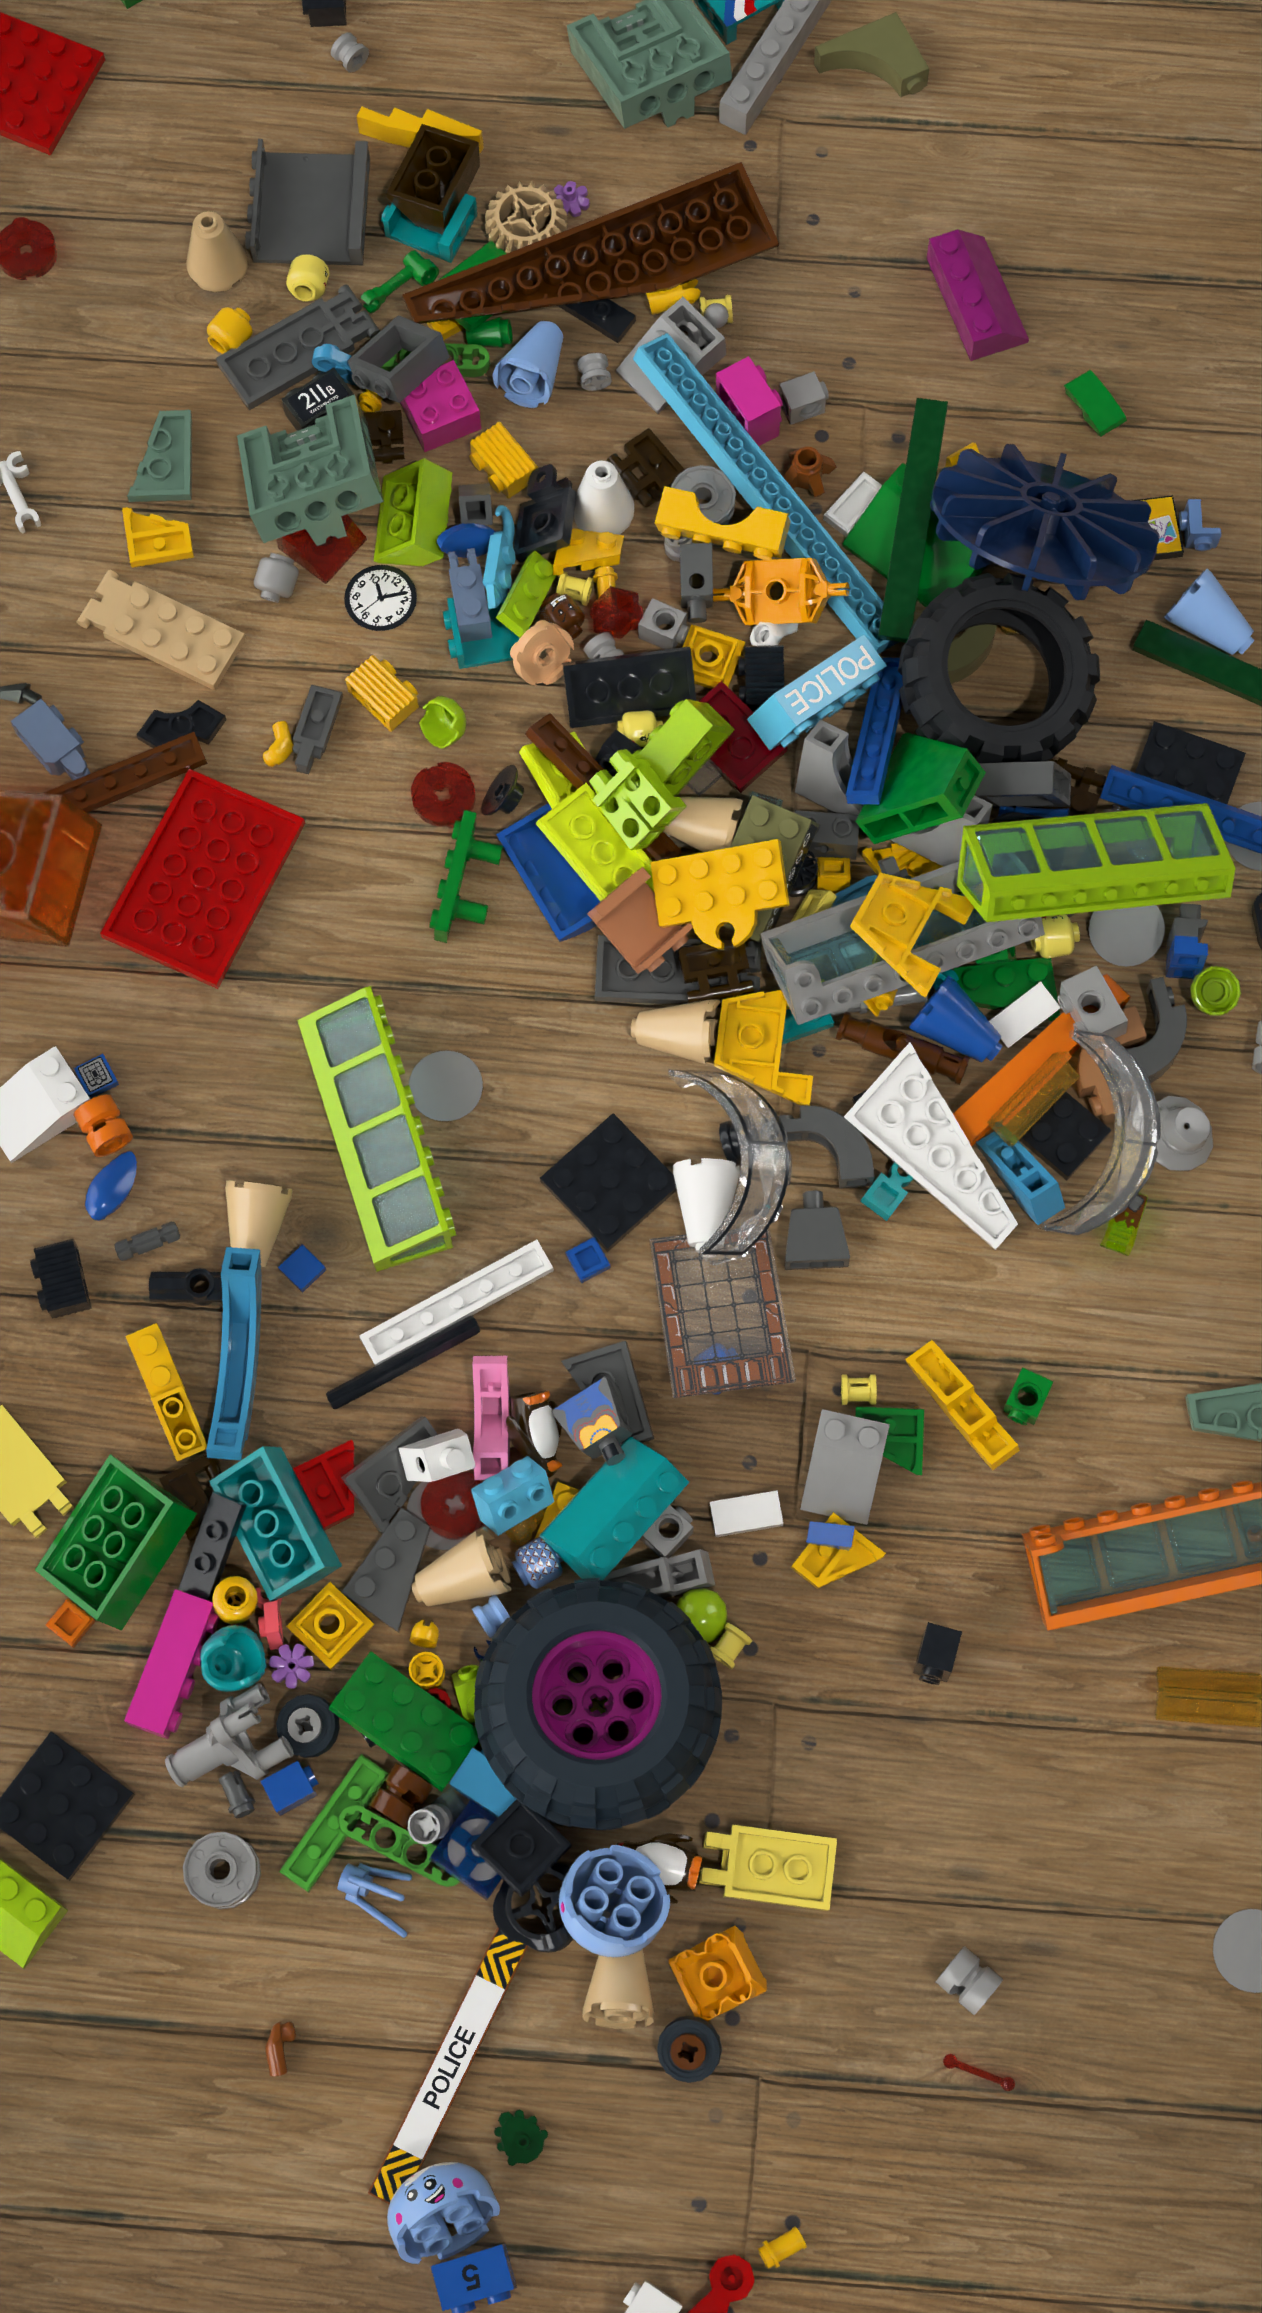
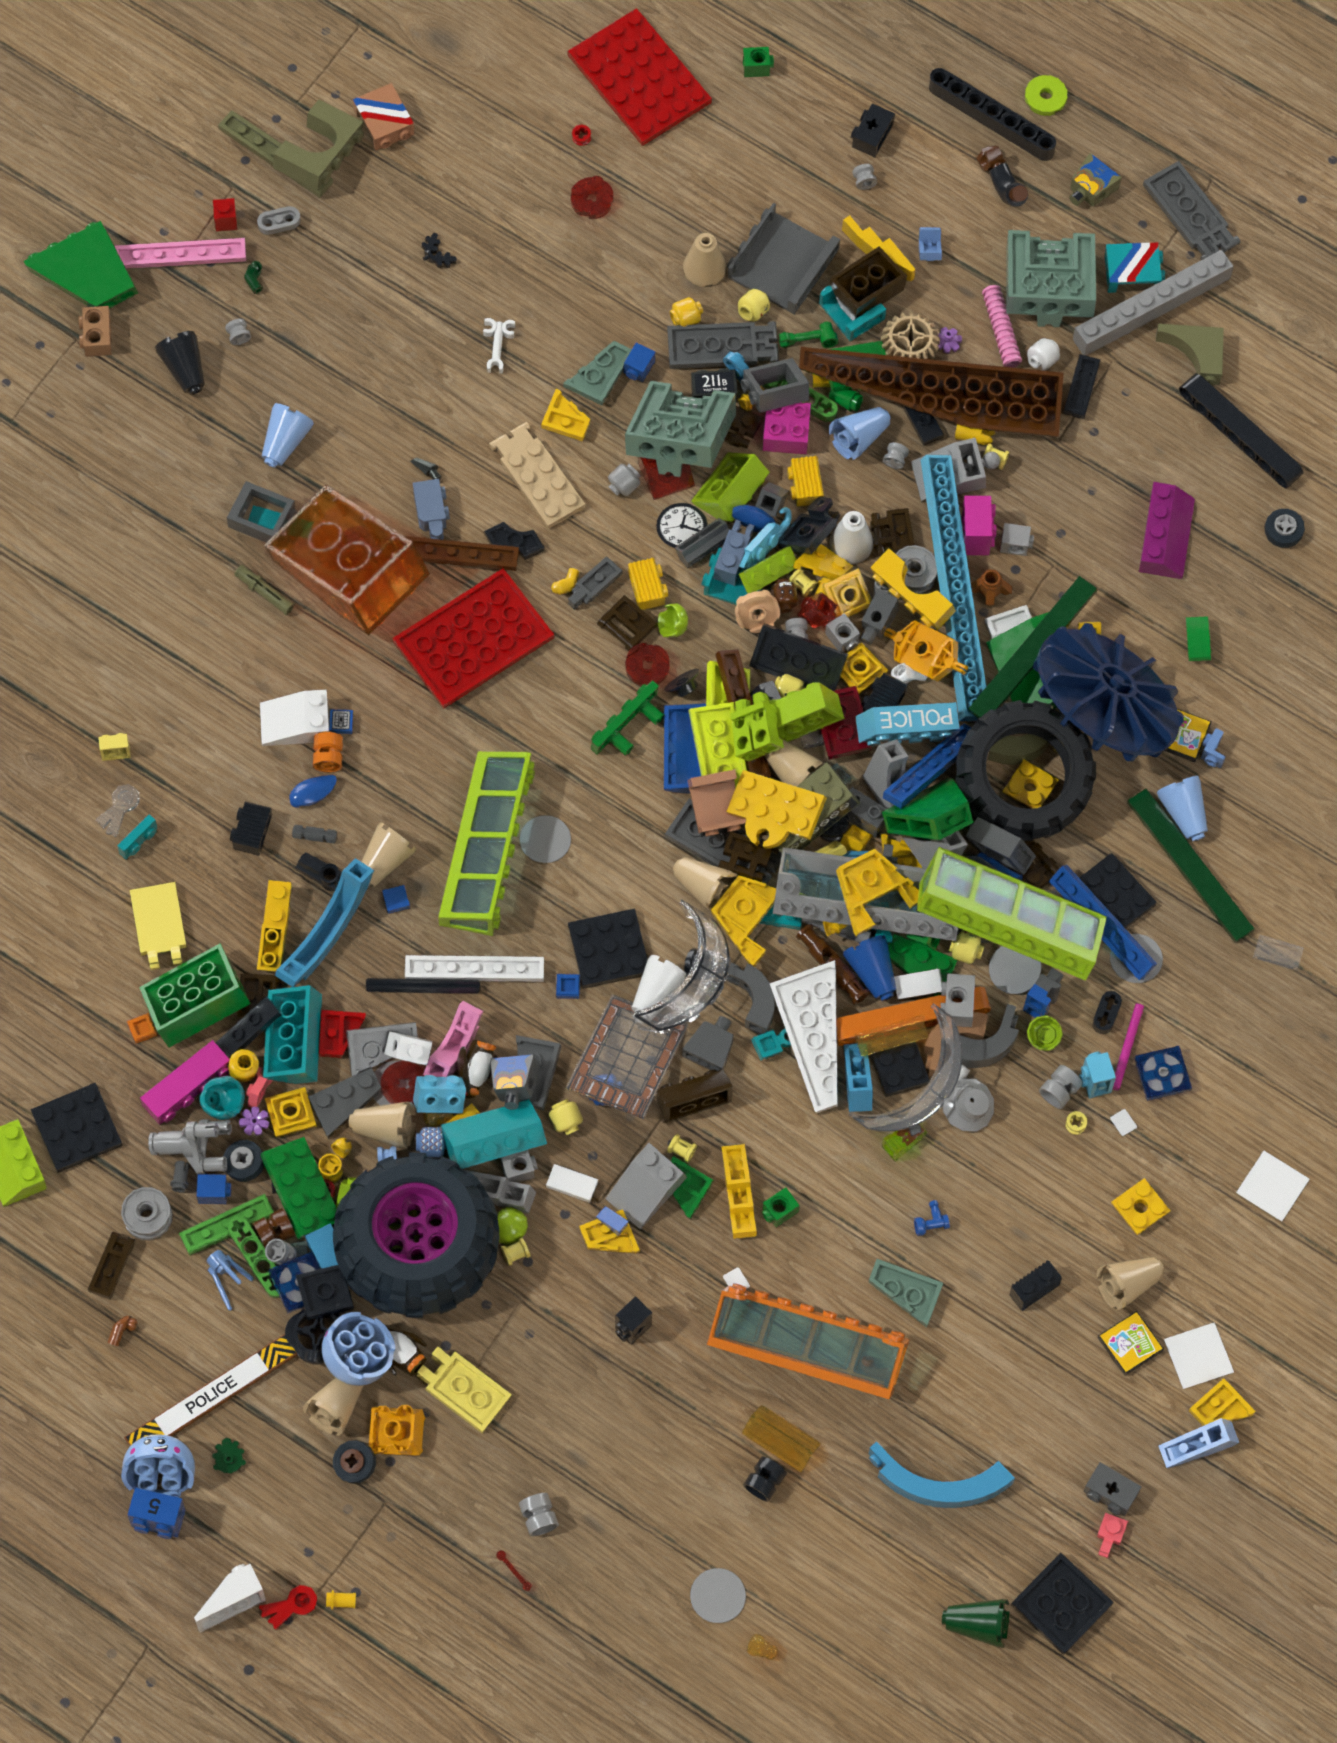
camera: 25 degrees right, 5 degrees down
(207, 421) = (639, 362): none -> blue brick
(215, 1968) = (111, 1266): none -> dark brown plate
(390, 746) = (632, 618): none -> dark brown plate
(421, 603) = (702, 543): none -> dark grey piece
(478, 93) = (930, 243): none -> medium blue bracket
(624, 571) = (836, 589): none -> yellow piece
(626, 147) = (1002, 326): none -> bright pink piece
(688, 1432) = (565, 1117): none -> light yellow head
(698, 154) = (1043, 354): none -> white head
(767, 171) = (1081, 386): none -> black plate
(833, 1310) = (694, 1095): none -> dark brown slope
(989, 126) = (1241, 430): none -> black beam
(1017, 678) = (1031, 774): none -> yellow piece
(1024, 1519) = (735, 1276): none -> white sticker
(1118, 205) = (1287, 520): none -> black wheel
(1224, 1776) = (761, 1486): none -> black wheel
(1231, 1302) = (937, 1222): none -> blue piece

